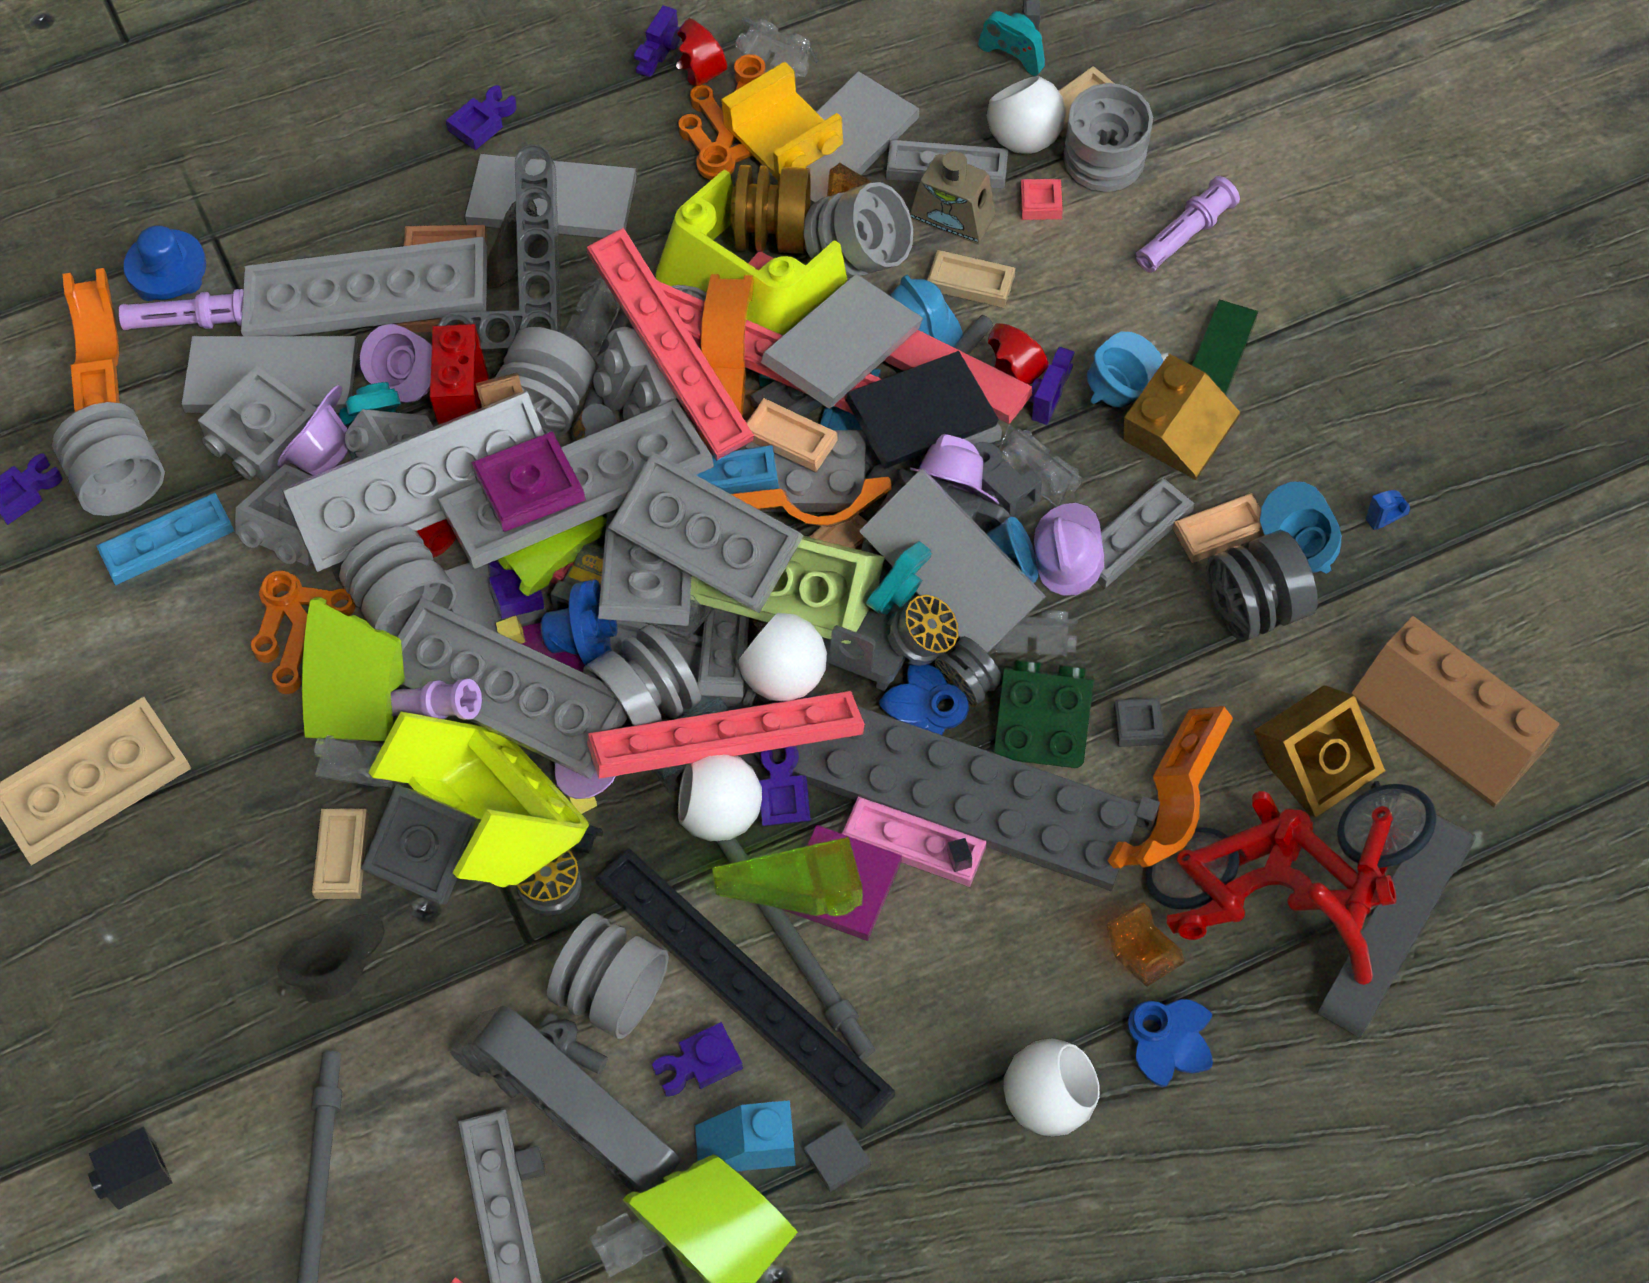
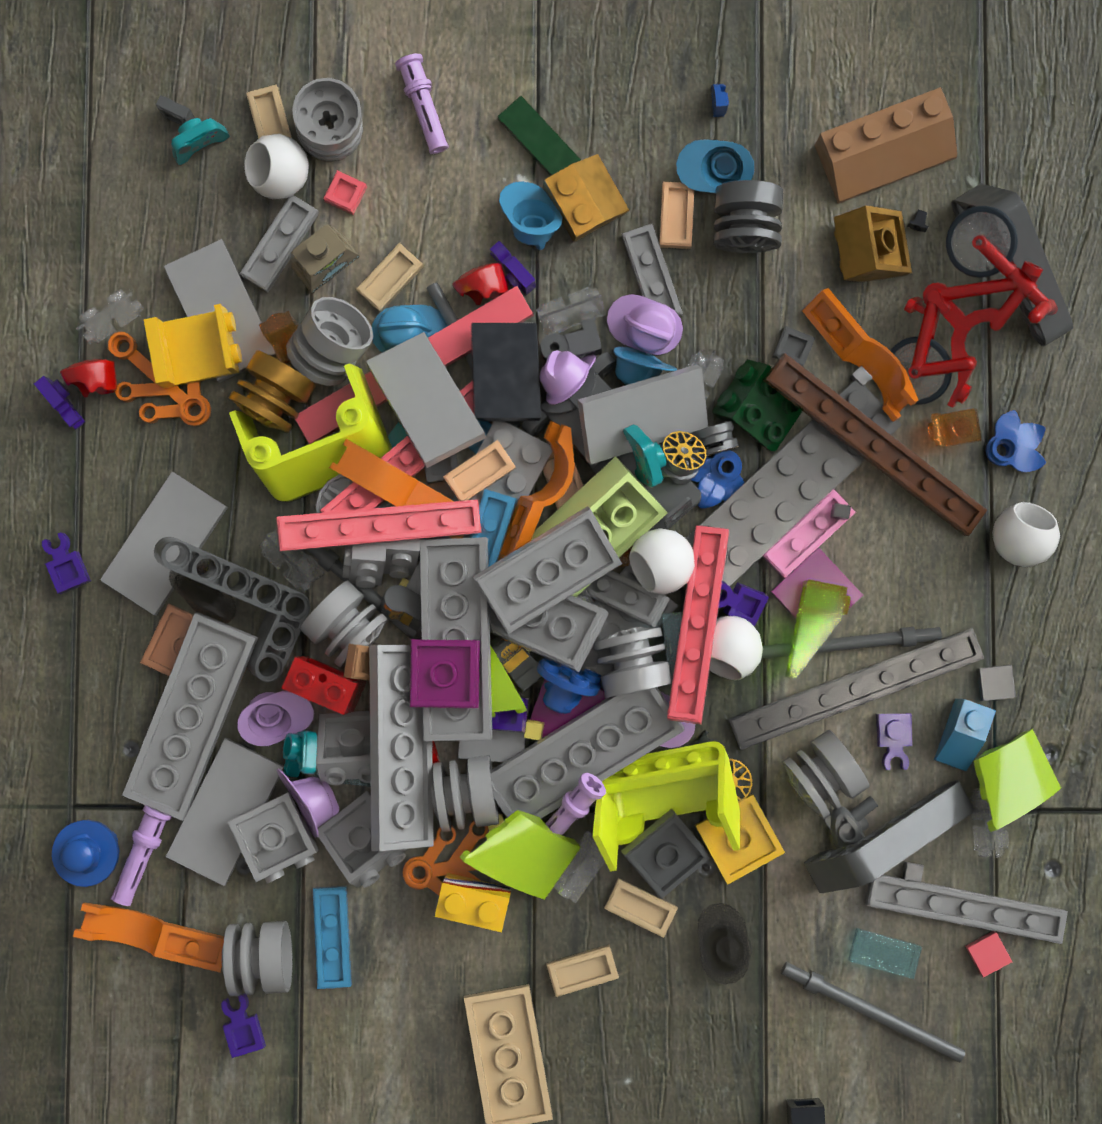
camera: 65 degrees left, 25 degrees up
(232, 821) = (582, 970): none -> tan tile
(266, 634) = (473, 902): none -> yellow panel
(404, 1177) = (885, 953): none -> clear light blue tile
(479, 928) = (757, 842): none -> yellow plate
(1065, 859) = (875, 444): none -> reddish brown tile

